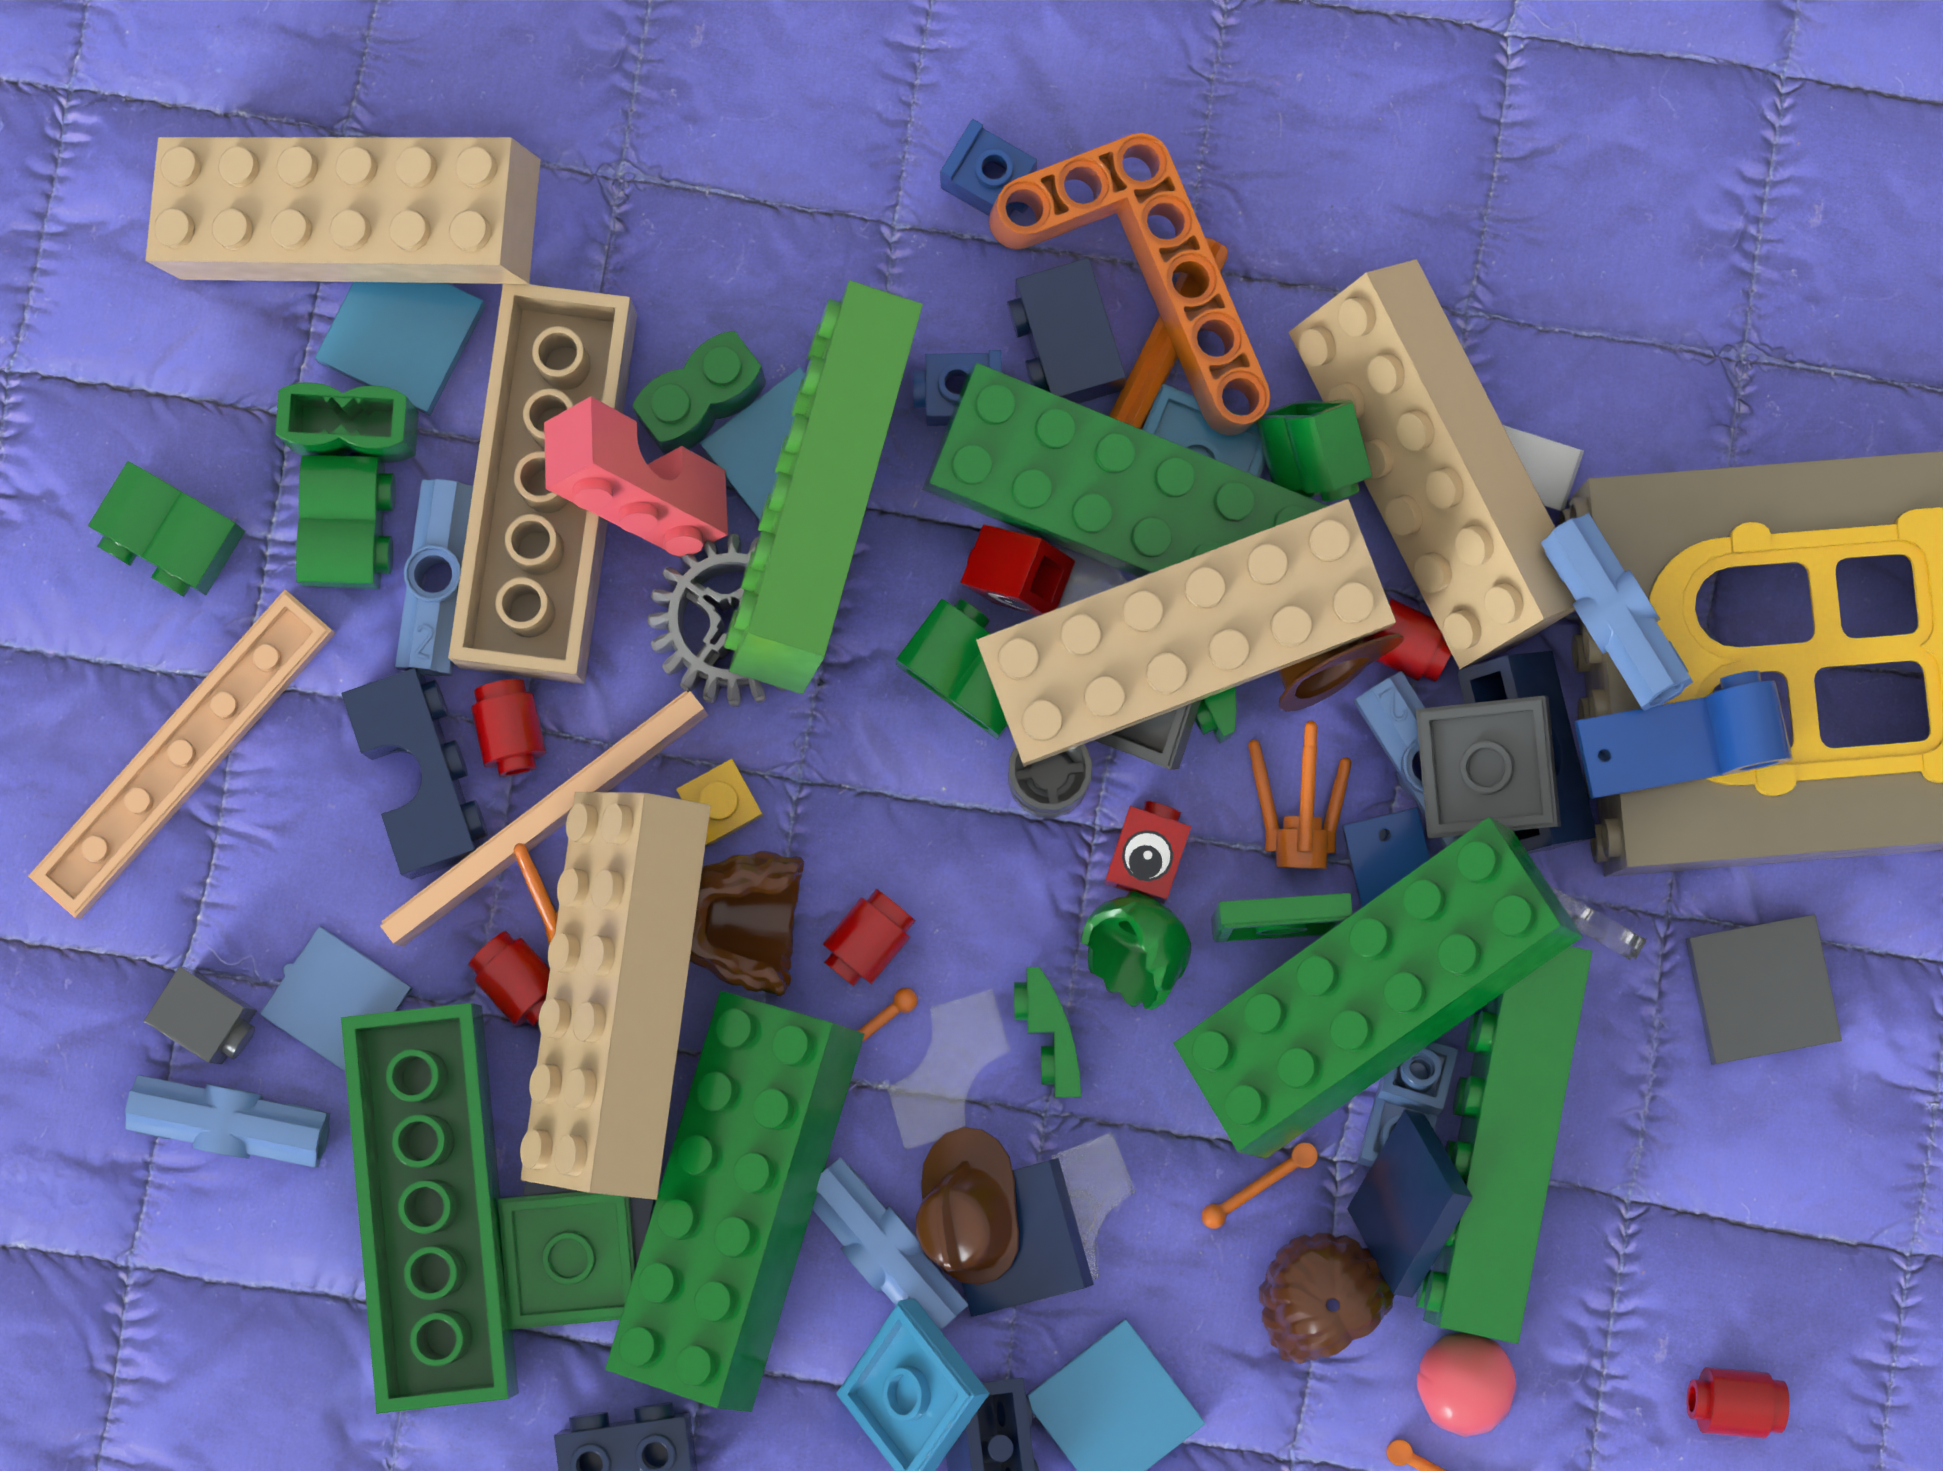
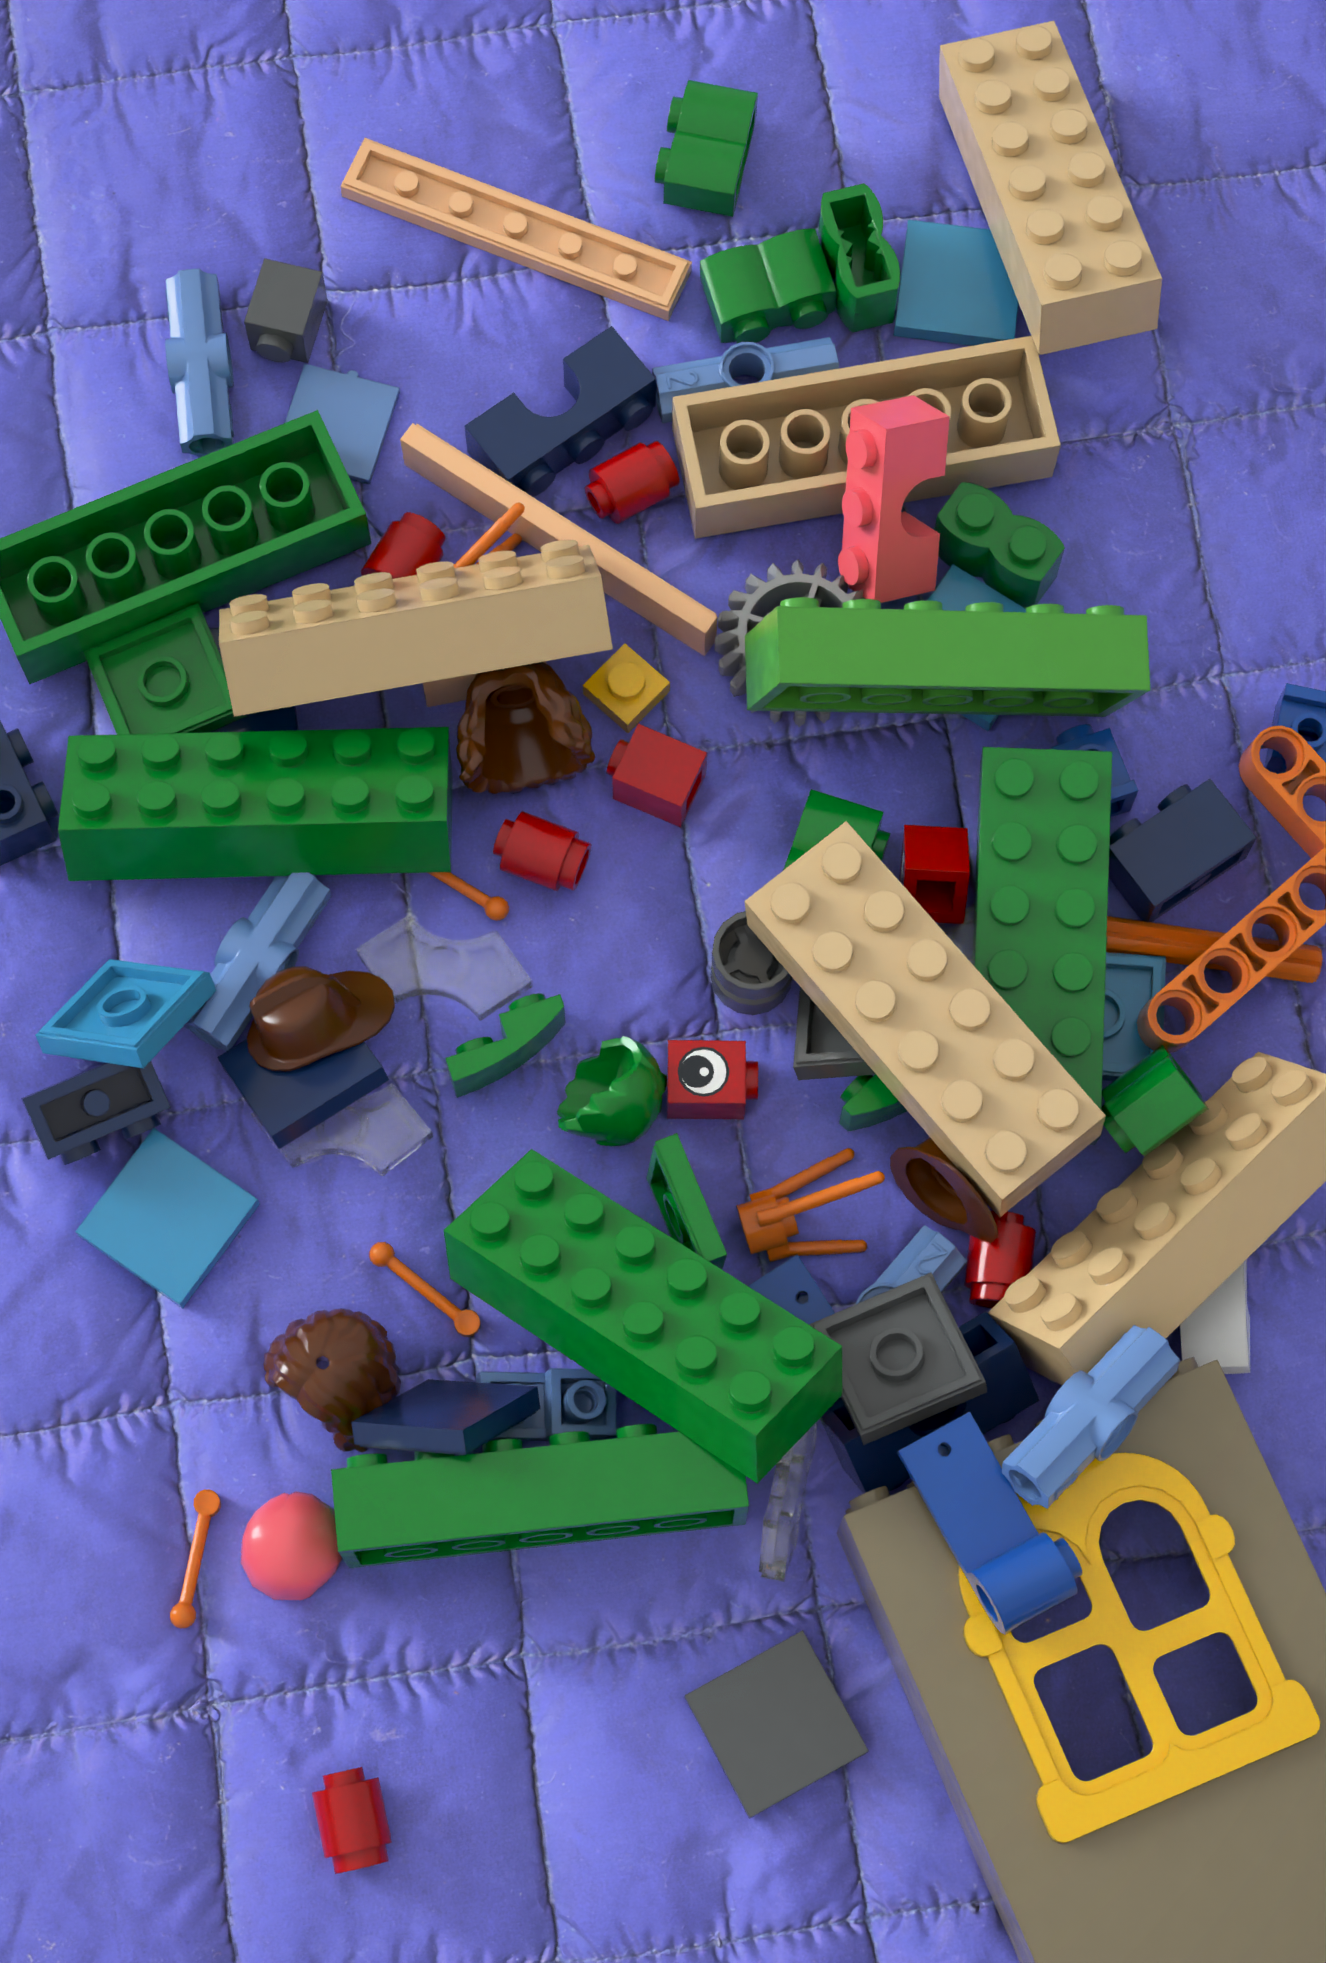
camera: 70 degrees right, 10 degrees down
(824, 802) = (657, 774): none -> red brick

